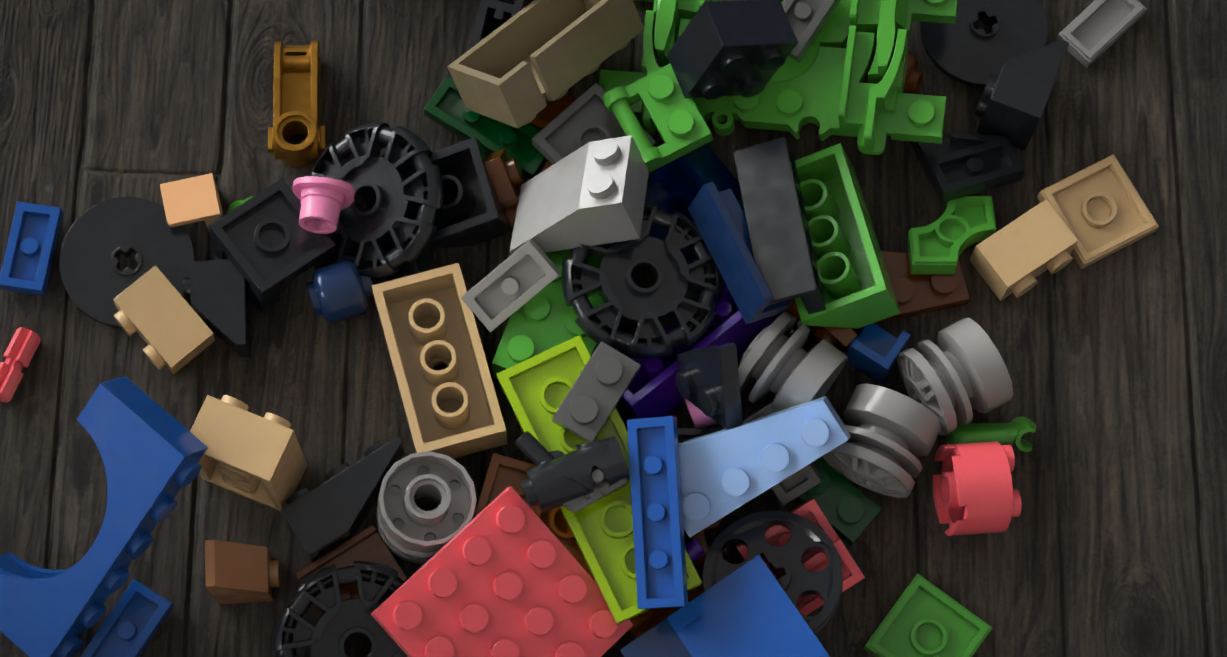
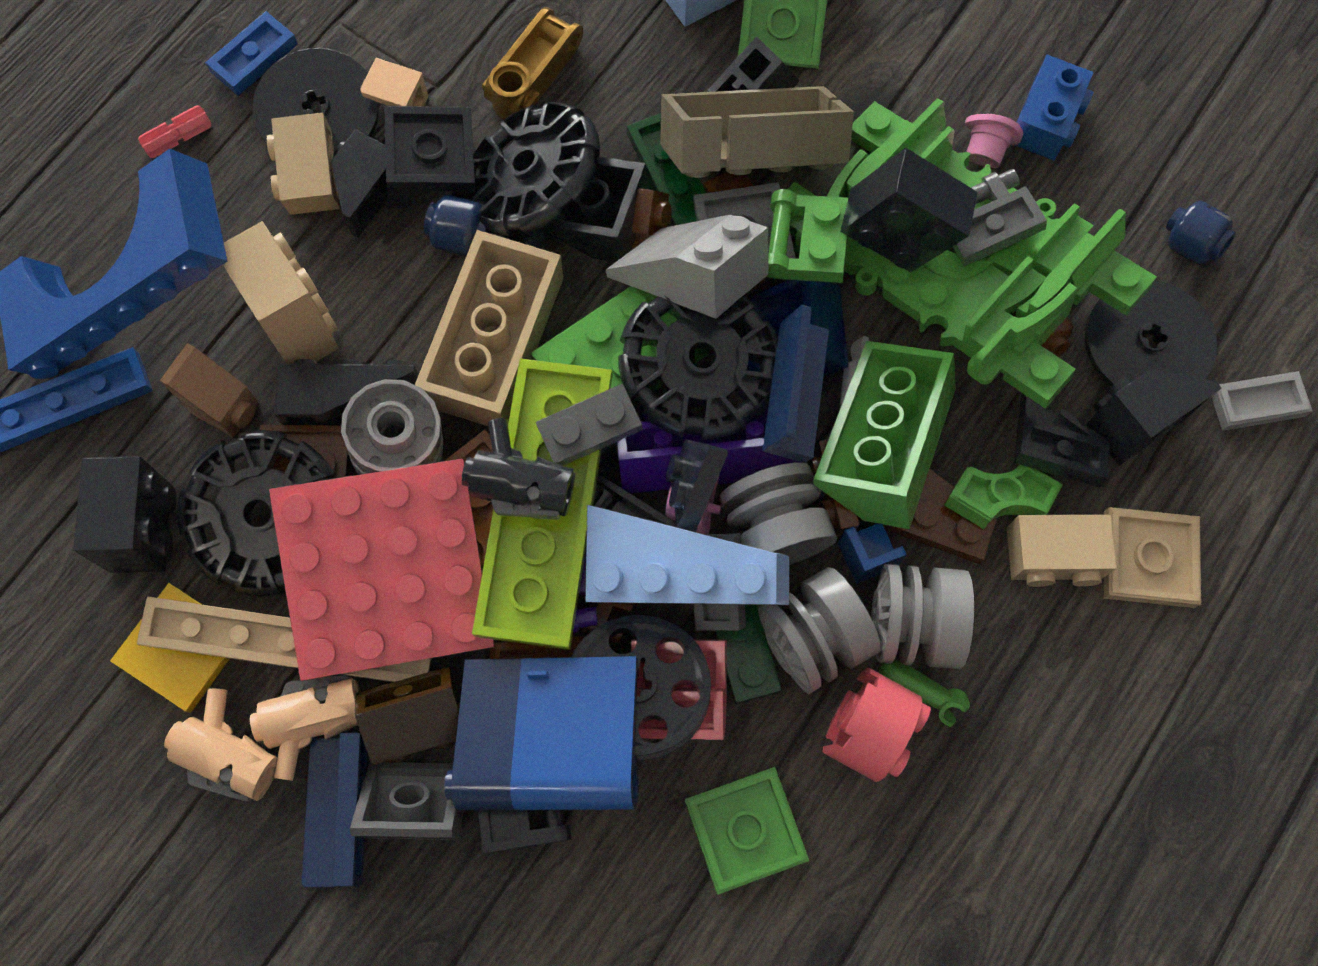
camera: 35 degrees right, 0 degrees up
(322, 202) = (484, 140): bright pink piece -> none
(511, 285) = (586, 295): light grey plate -> none
(657, 513) = (565, 560): blue plate -> none
(779, 223) = (850, 386): black panel -> none

